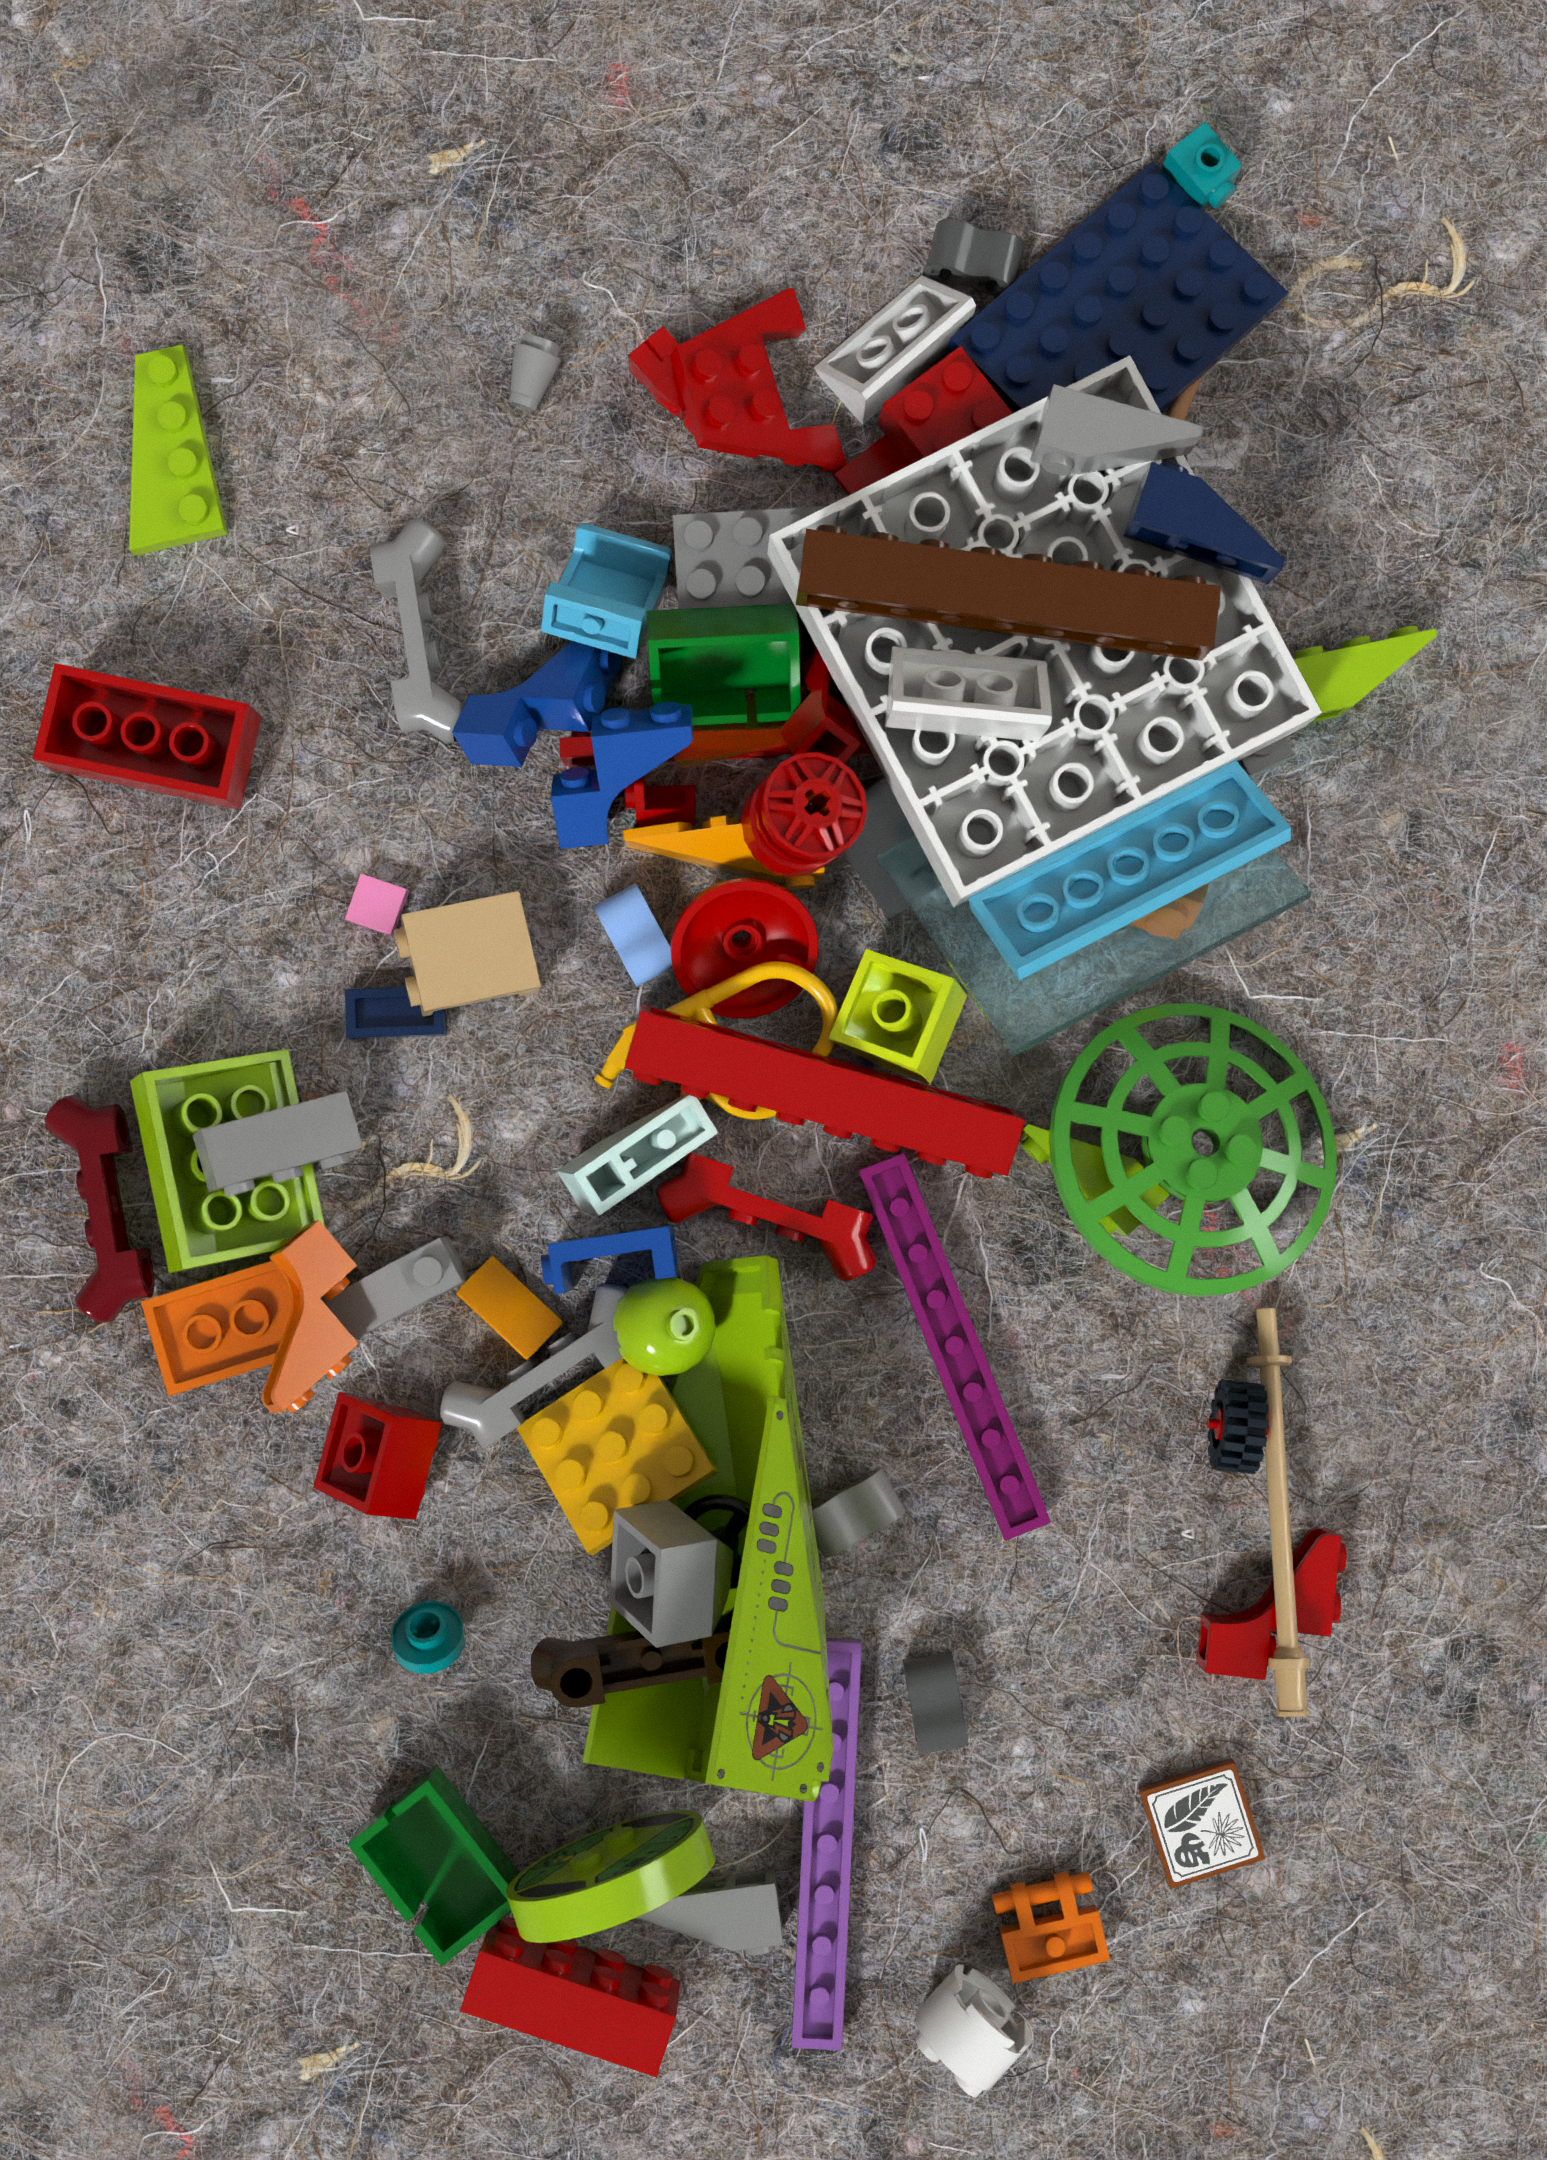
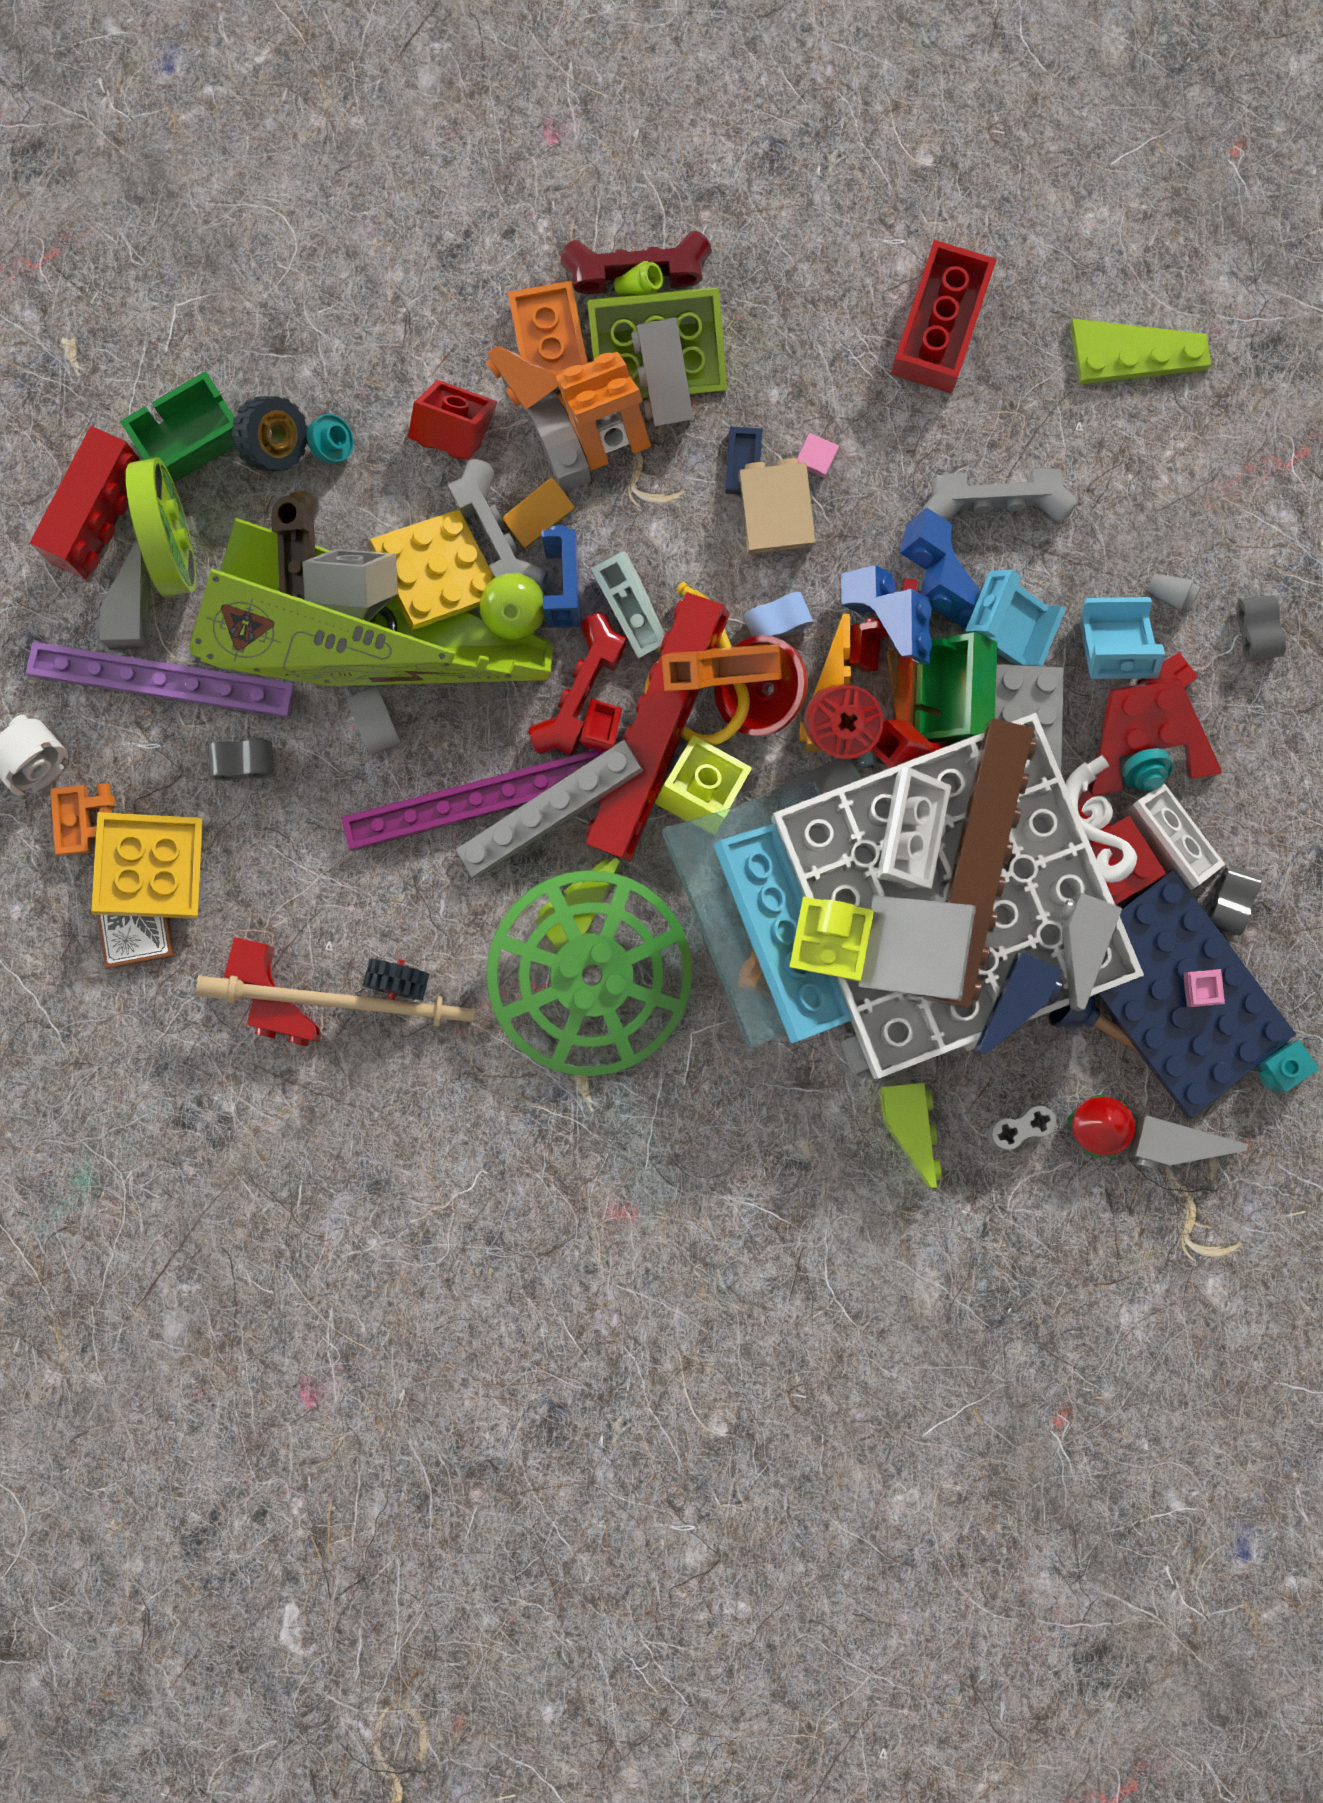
camera: 100 degrees right, 5 degrees down
(131, 1195) = (640, 280): none -> lime cone
(347, 1225) = (600, 399): none -> orange brick
(426, 1755) = (253, 428): none -> black wheel
(575, 246) = (1261, 628): none -> dark grey axle
(618, 440) = (1120, 638): none -> medium azure panel
(733, 1000) = (721, 667): none -> orange arch
(805, 387) = (1147, 769): none -> teal plate
(828, 1174) = (600, 725): none -> red tile
(892, 441) = (1100, 814): none -> white plant
(962, 1233) = (549, 809): none -> light grey plate
(1114, 284) = (1204, 988): none -> bright pink tile
(1114, 1819) = (147, 865): none -> yellow plate
(1139, 794) = (831, 938): none -> neon yellow plate
(1142, 669) = (918, 947): none -> light grey piece
(1315, 412) = (1102, 1126): none -> red hair
(1328, 311) = (1168, 1143): none -> light grey slope
(1331, 523) = (1021, 1128): none -> light grey axle

